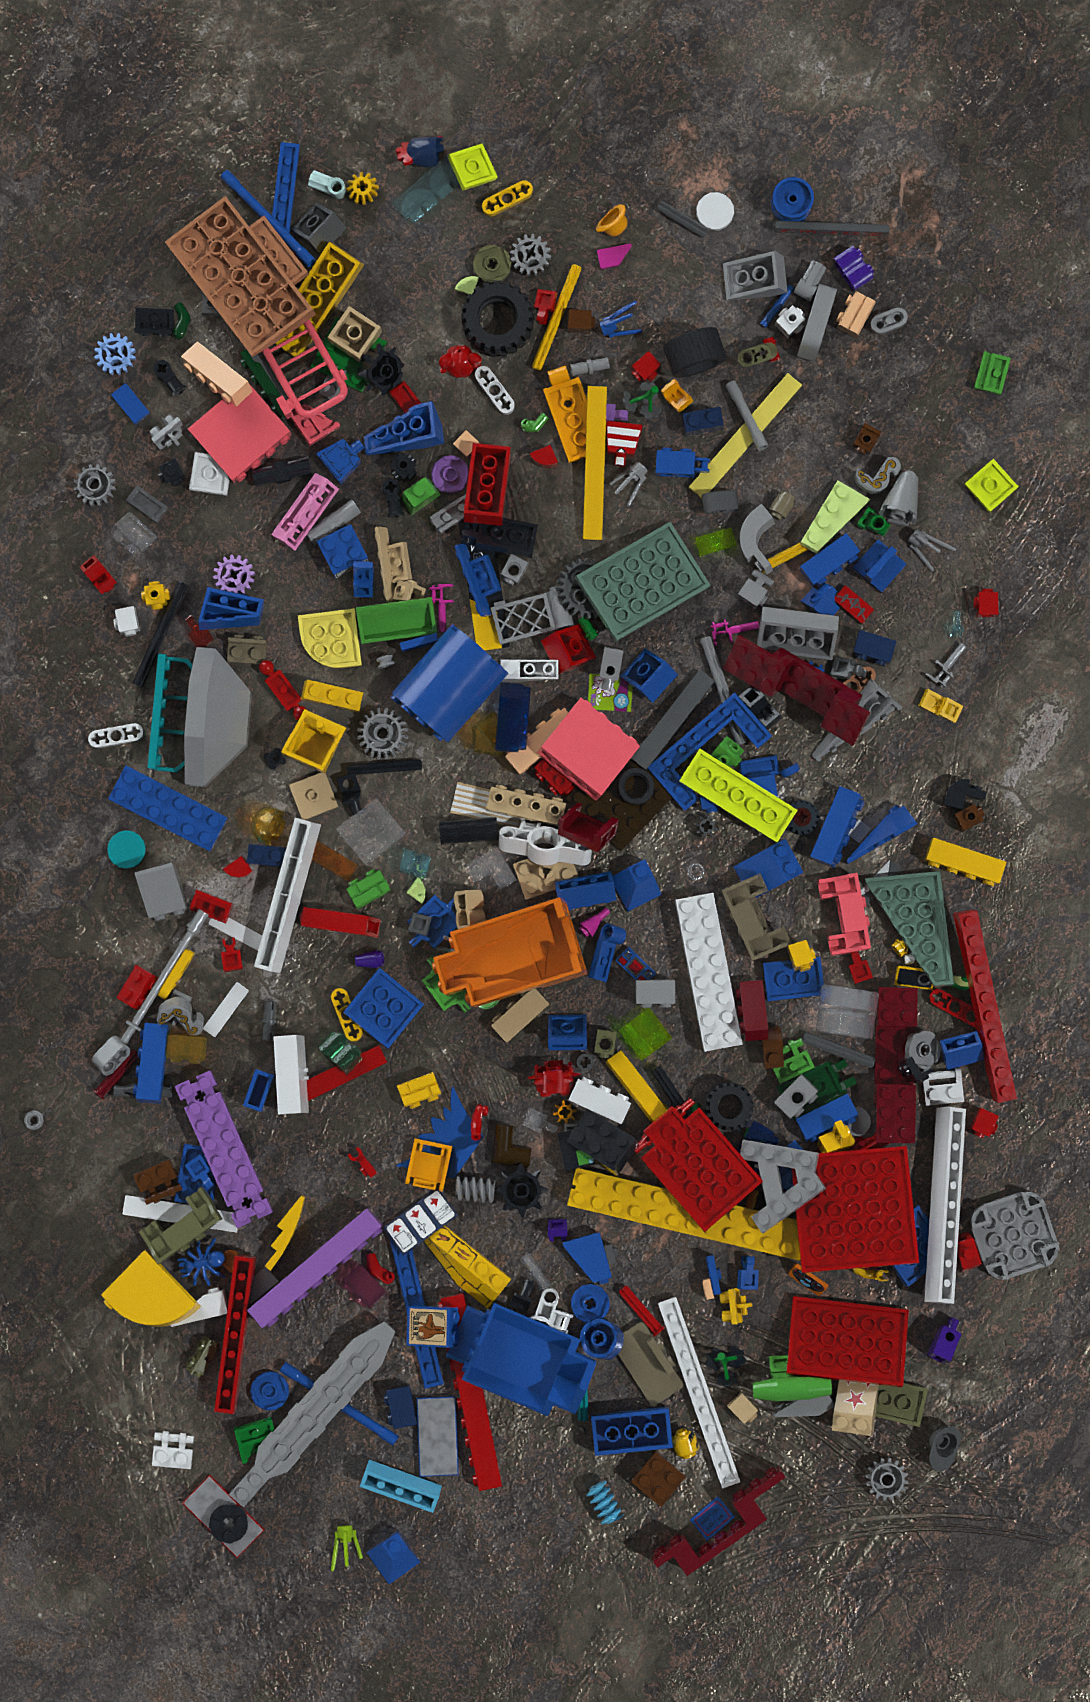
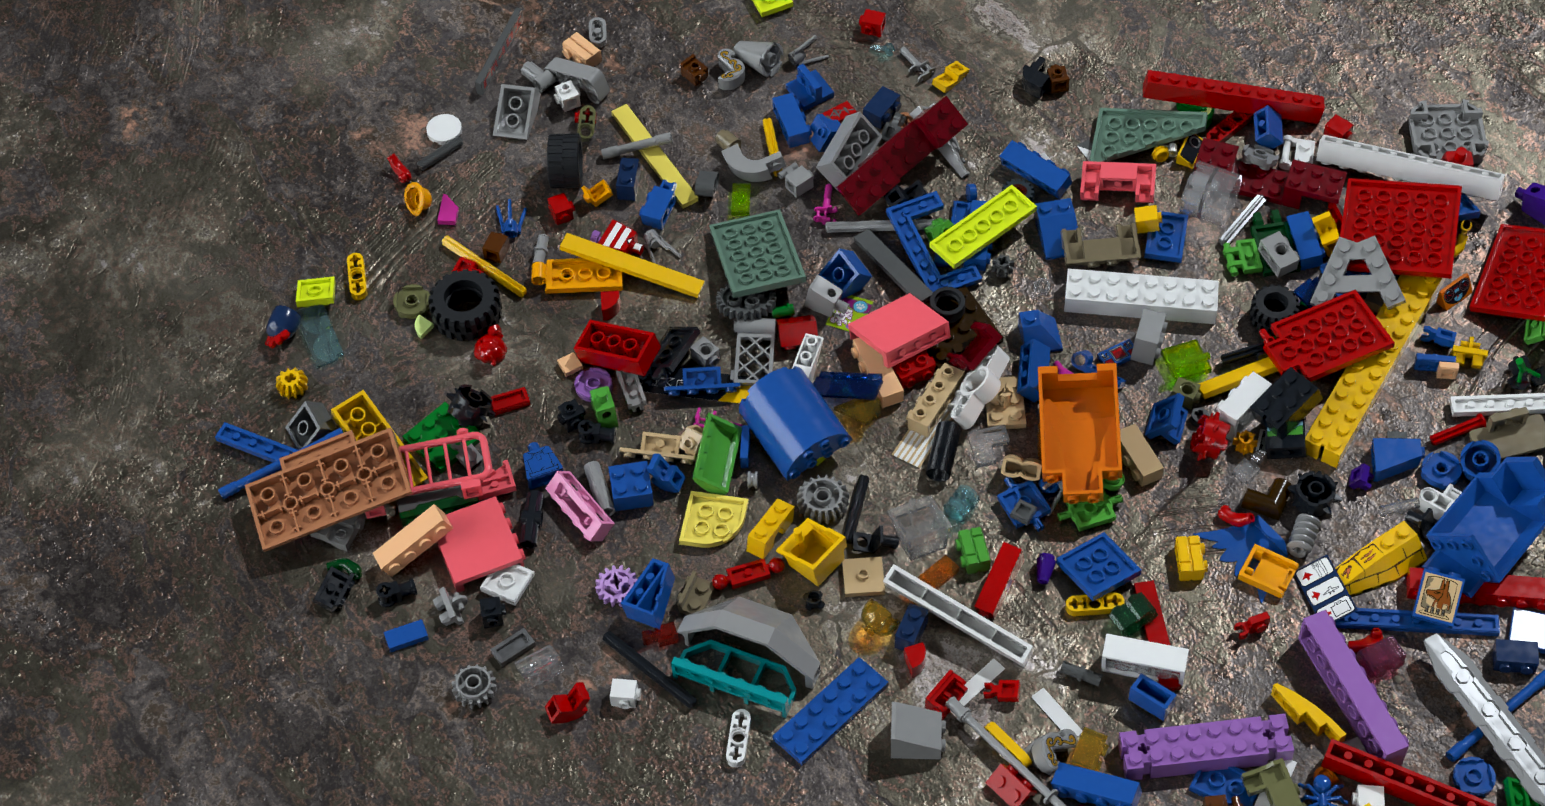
camera: 70 degrees left, 30 degrees down
(112, 360) = (351, 633): light blue gear -> none
(126, 849) = (860, 760): teal tile -> none
(159, 601) = (609, 659): yellow brick -> none
(199, 1170) = (1222, 775): blue plate -> none
(326, 184) = (274, 409): light aqua piece -> none
(354, 334) = (428, 414): tan brick -> none
(411, 431) = (539, 400): blue wedge -> none
(417, 890) = (988, 513): yellowish green tile -> none
(506, 398) = (517, 338): white beam -> none
(524, 250) = (418, 269): light grey gear -> none
(534, 425) = (576, 306): bright green arm -> none
(646, 394) = (584, 214): dark grey plant -> none
(650, 187) = (397, 166): none -> red arm
(752, 1010) = (1190, 263): dark red brick -> none
(773, 1048) = (1223, 260): reddish brown brick -> none
(776, 307) = (551, 109): blue piece -> none
(792, 189) = (461, 68): blue wheel -> none
(836, 511) = (752, 107): yellowish green wing -> none
(853, 268) = (541, 44): dark purple brick -> none
(859, 969) = (1171, 186): red plate -> none
(871, 520) = (770, 82): green plate -> none
(892, 825) = (1049, 135): blue wedge -> none
(908, 1069) = (1278, 158): black bracket -> none
(965, 861) = (1096, 89): yellow brick -> none

